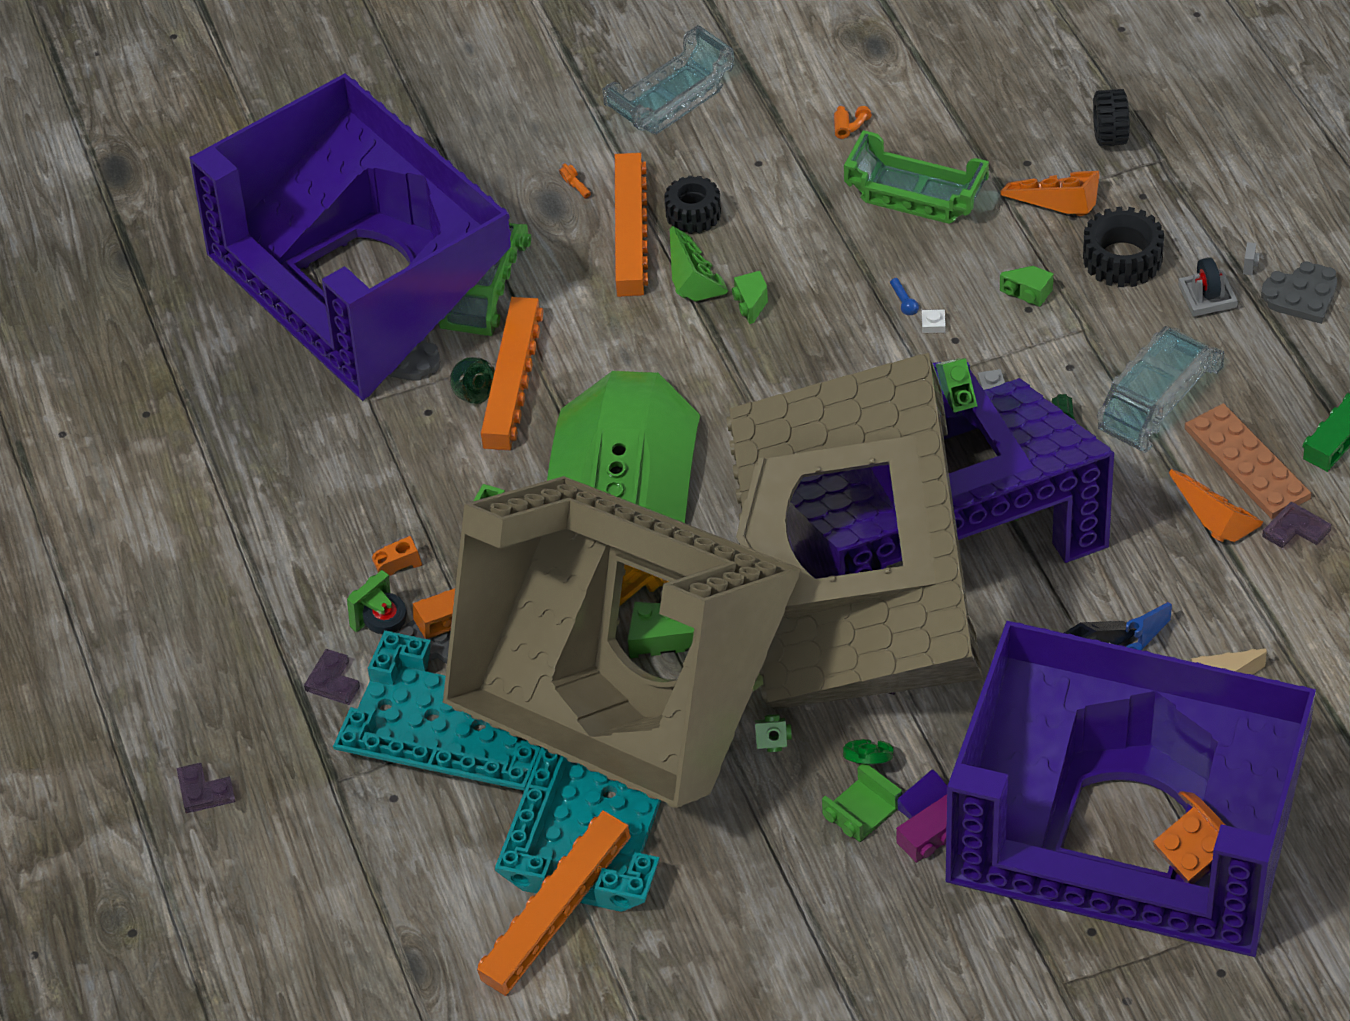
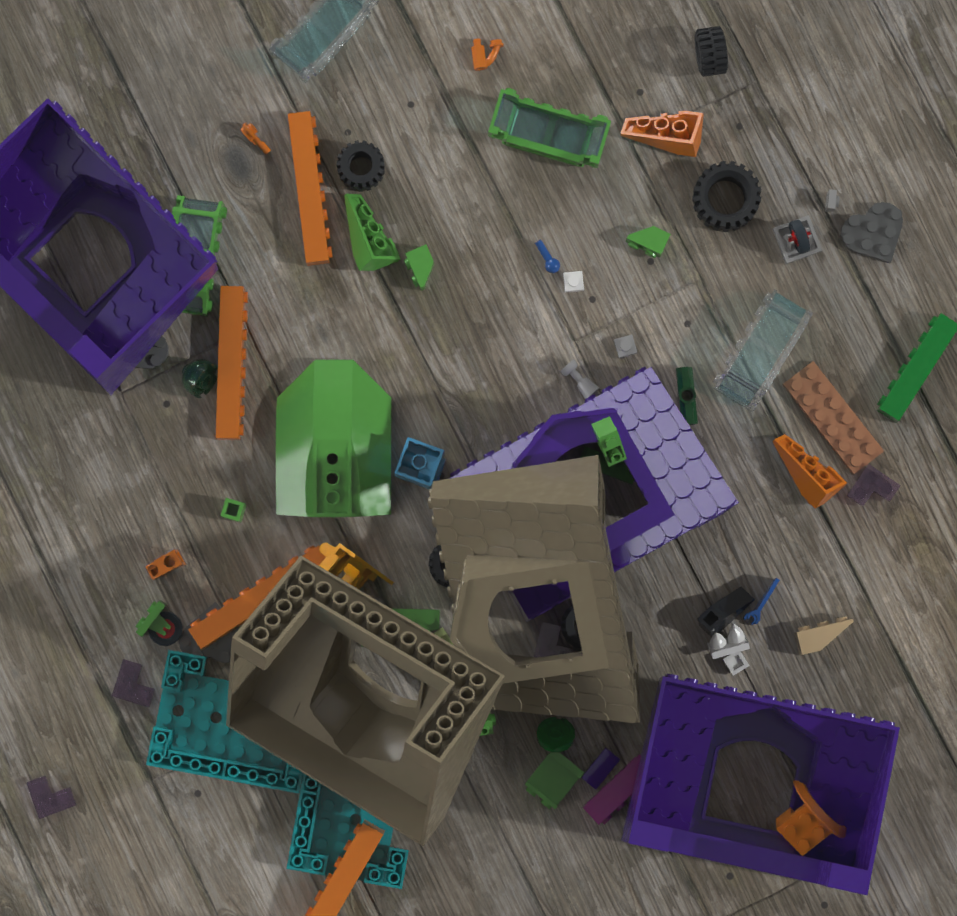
camera: 10 degrees left, 35 degrees up
(715, 464) = (420, 463): none -> dark azure brick

